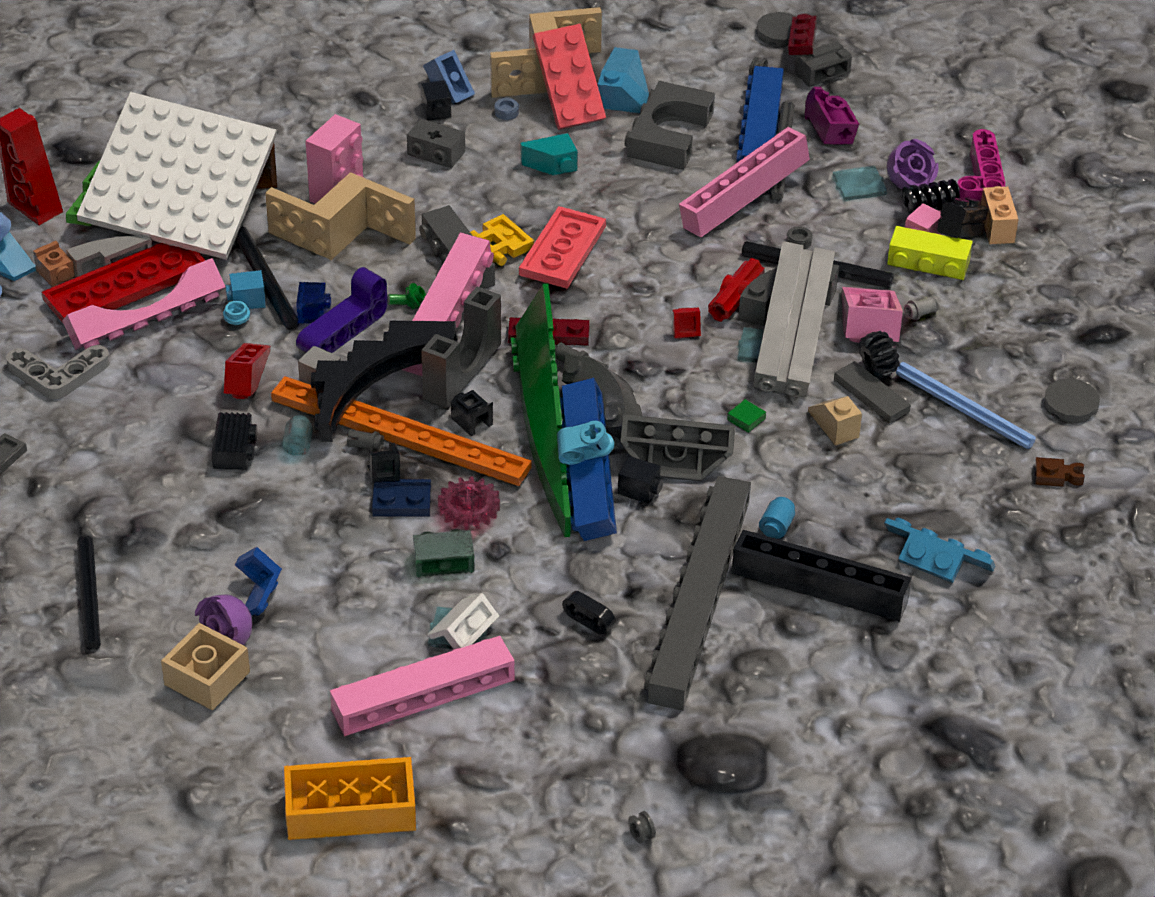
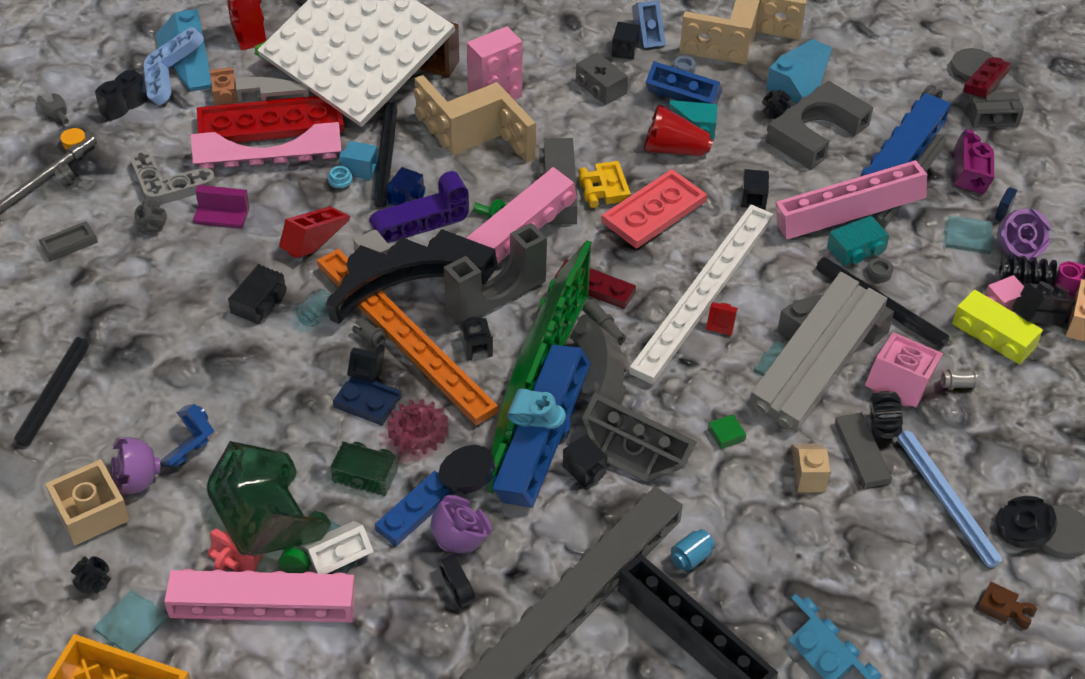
camera: 25 degrees right, 5 degrees up
(71, 406) = (150, 216): none -> dark grey gear
(135, 376) = (221, 206): none -> magenta panel
(252, 723) = (90, 575): none -> black gear
(313, 746) = (131, 622): none -> clear light blue piece
(351, 603) = (255, 501): none -> clear green windscreen
(370, 660) = (227, 555): none -> coral hips
(431, 646) = (294, 561): none -> green tile
(510, 570) = (412, 510): none -> blue plate
(521, 125) = (682, 85): none -> blue brick
(542, 174) = (675, 135): none -> red cone
(543, 518) = (467, 469): none -> black tile
(565, 568) = (458, 526): none -> medium lavender cylinder
(569, 76) = (746, 52): coral plate -> none
(620, 117) = (776, 103): none -> black gear
(646, 201) = (755, 188): none -> black brick
(654, 307) = (700, 295): none -> white plate
(731, 289) = (769, 310): red piece -> none
(767, 218) = (857, 241): none -> teal brick
(880, 145) = (1006, 203): none -> dark blue tile
(1040, 401) = (1026, 522): none -> black tile

